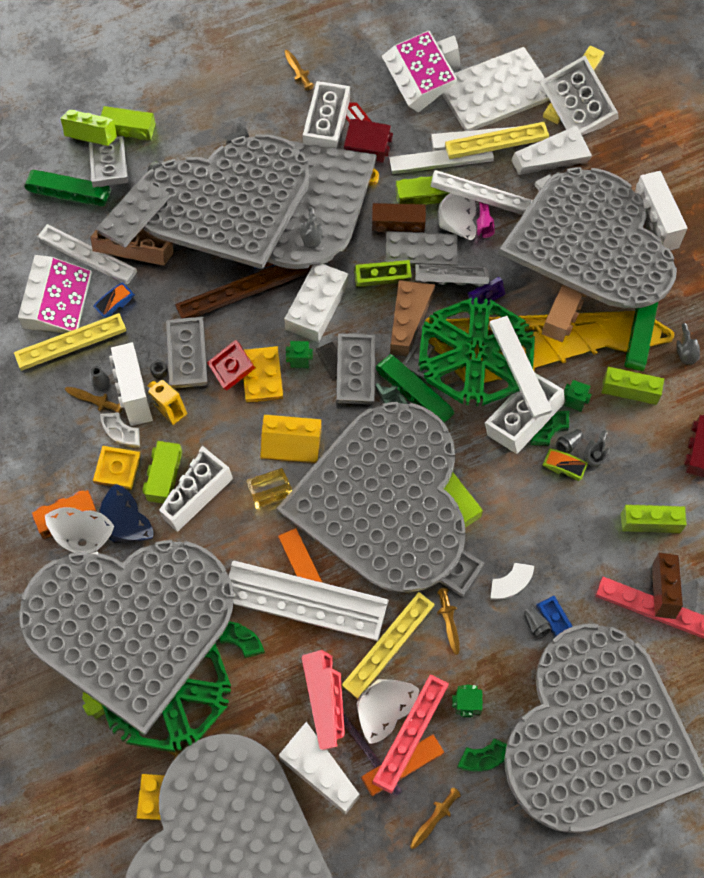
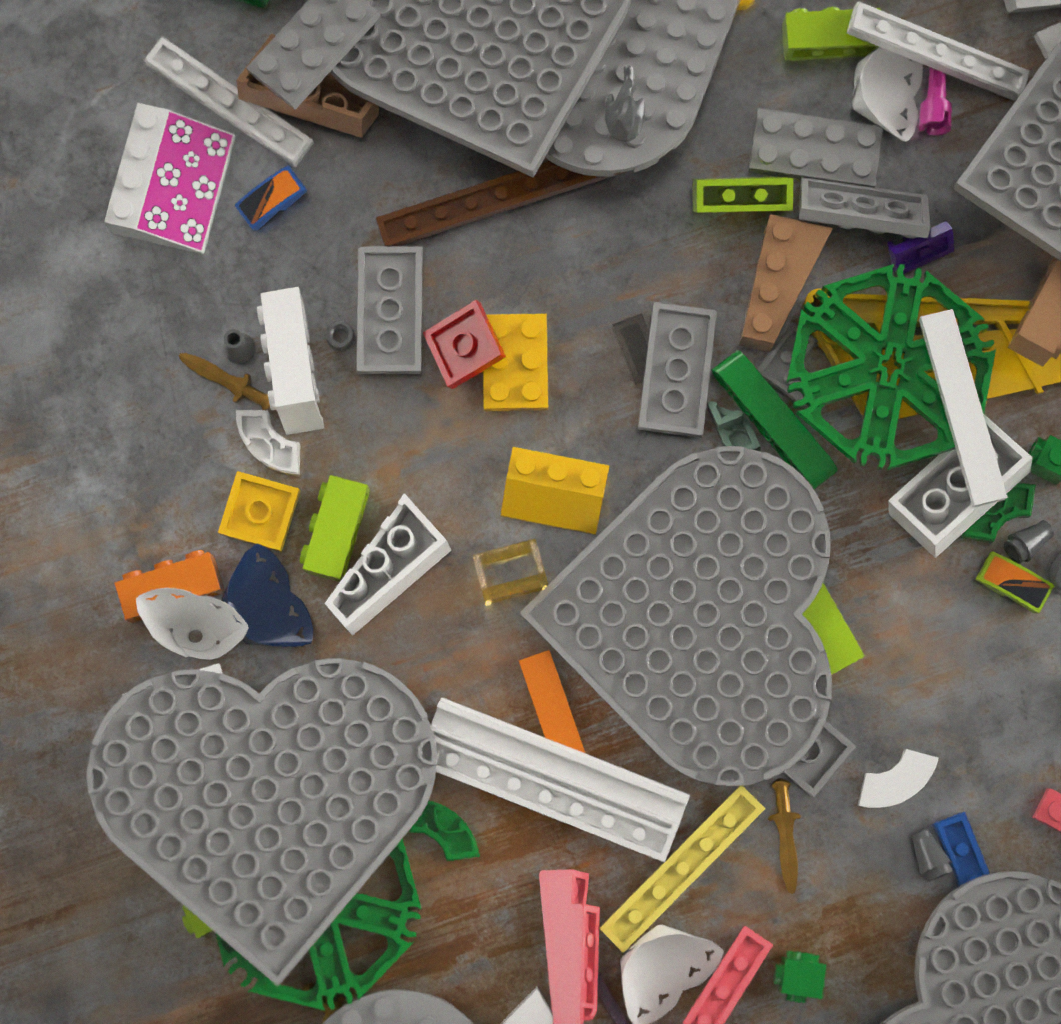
camera: 10 degrees right, 15 degrees up
(70, 341) = (191, 270): light yellow plate -> none
(162, 396) = (348, 400): yellow torso -> none
(299, 354) = (582, 334): green brick -> none
(316, 302) = (621, 237): white brick -> none
(398, 217) = (782, 84): reddish brown brick -> none

